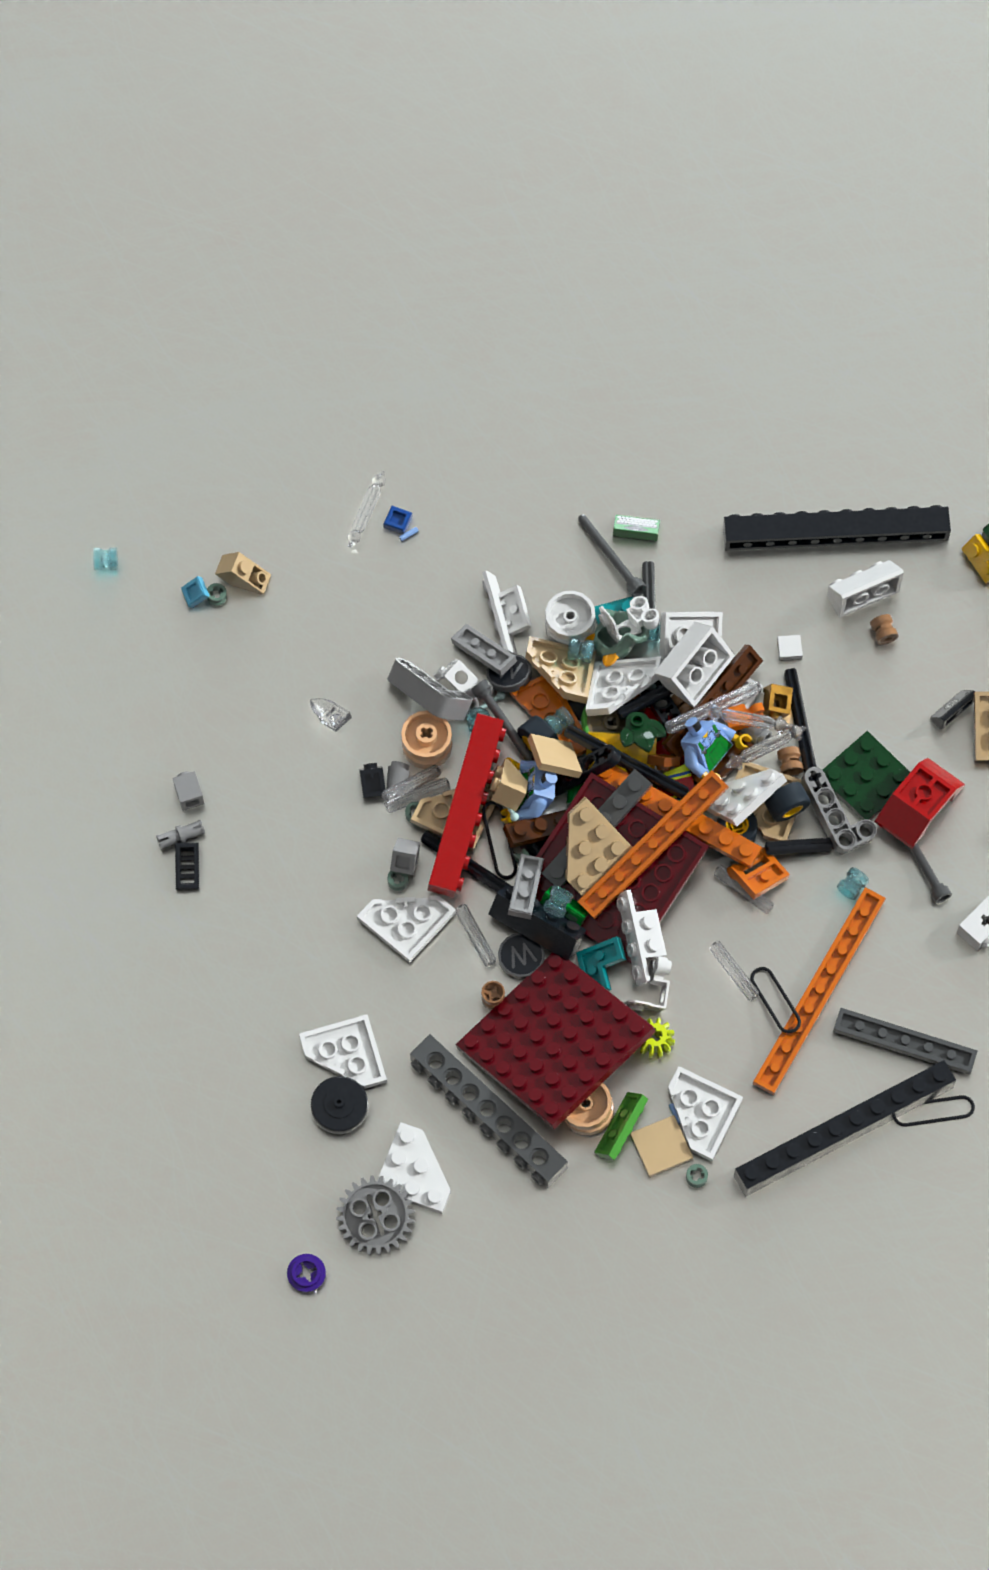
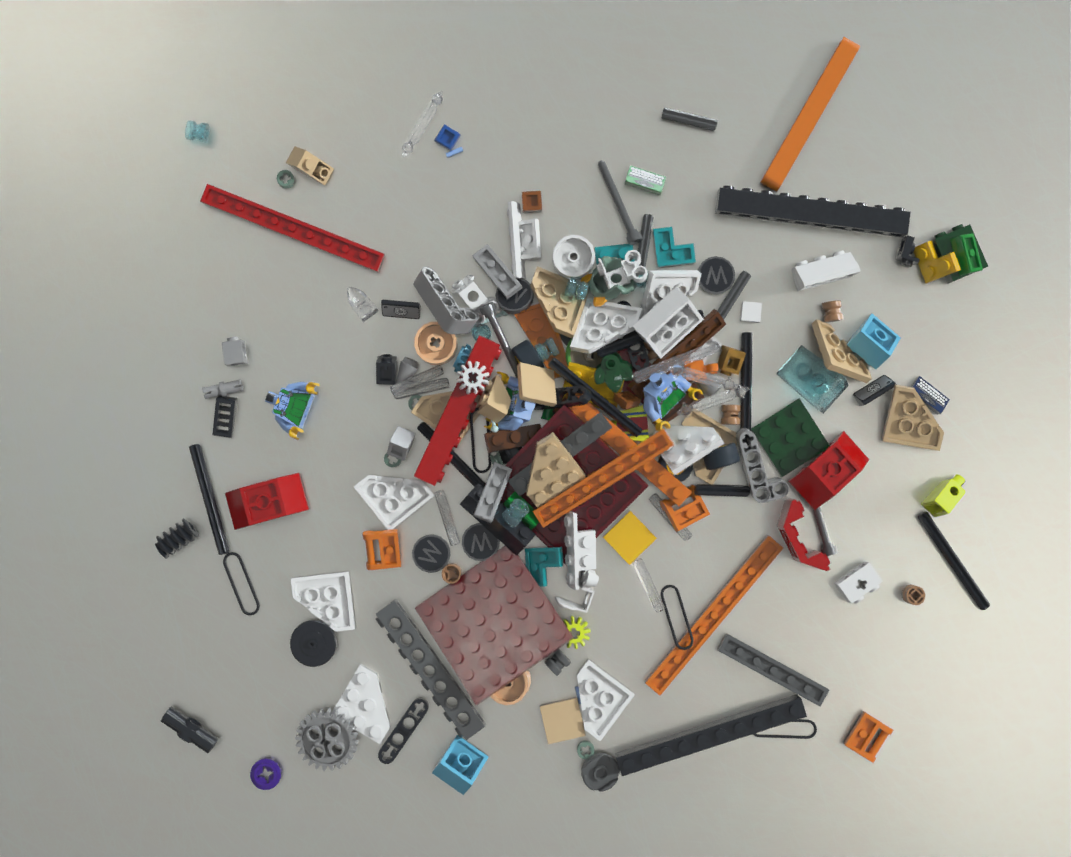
camera: 10 degrees right, 20 degrees up
(152, 1008) = (176, 538): none -> black piece
(183, 963) = (209, 499): none -> black axle
(195, 592) = (267, 174): medium azure tile -> none
(203, 1234) = (189, 729): none -> black piece
(234, 644) = (292, 228): none -> red plate
(246, 1050) = (248, 580): none -> black piece
(252, 948) = (266, 500): none -> red slope
(268, 835) = (292, 406): none -> torso
(377, 710) = (400, 309): none -> slope
(411, 977) = (388, 549): none -> orange plate
(460, 750) = (462, 357): none -> medium azure gear
(463, 979) = (431, 553): none -> black tile
(471, 1193) = (403, 730): none -> black beam
(487, 762) = (479, 378): none -> white gear
(509, 570) = (531, 201): none -> dark orange plate
(545, 1218) = (460, 765): none -> medium azure slope
(621, 1126) = (533, 700): bright green plate -> none
(641, 1076) = (557, 662): none -> dark grey wheel
(673, 454) = (690, 119): none -> dark grey axle
(681, 599) = (669, 254): none -> teal plate
(699, 920) = (629, 537): none -> yellow tile
(720, 1197) = (600, 772): none -> dark grey tile
(741, 614) = (716, 275): none -> black tile
(766, 628) = (734, 294): none -> dark grey axle
(810, 427) = (810, 114): none -> orange beam
(853, 883) = (759, 530): clear light blue wheel -> none
(879, 706) = (812, 379): none -> clear light blue slope
(902, 671) = (838, 355): none -> tan plate
(923, 903) = (791, 512): none -> red slope
(939, 654) = (874, 341): none -> medium azure slope
(954, 554) = (906, 248): none -> black bracket

